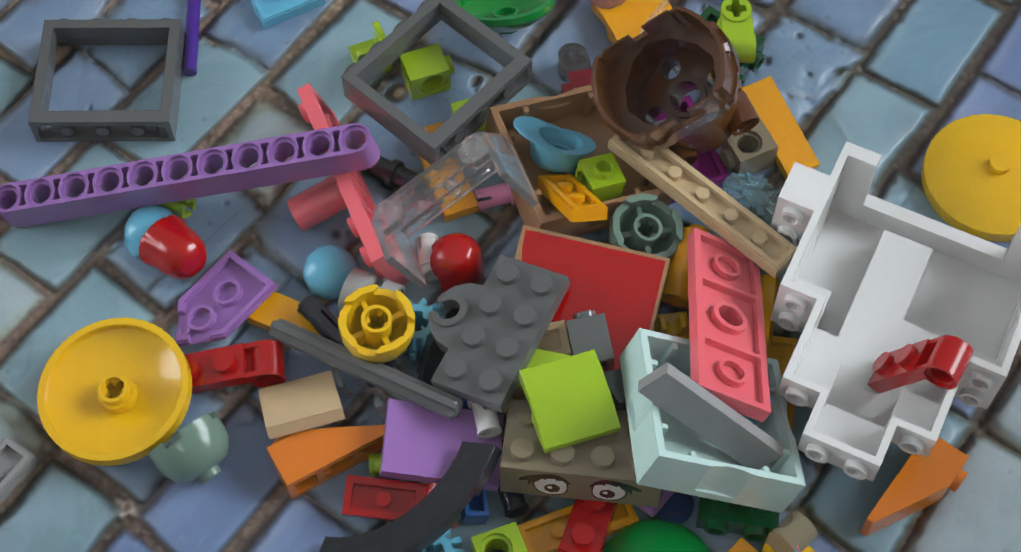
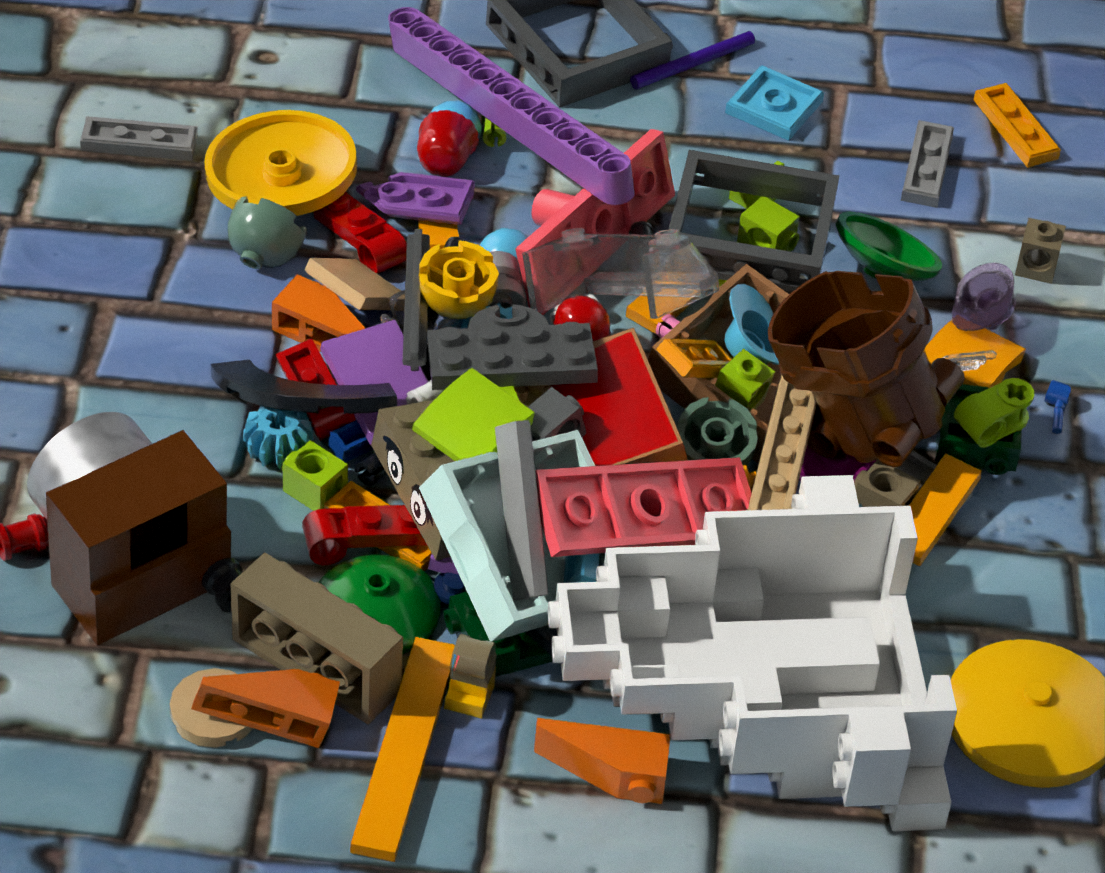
camera: 55 degrees right, 15 degrees down
(936, 360) = (708, 654): red plate -> none

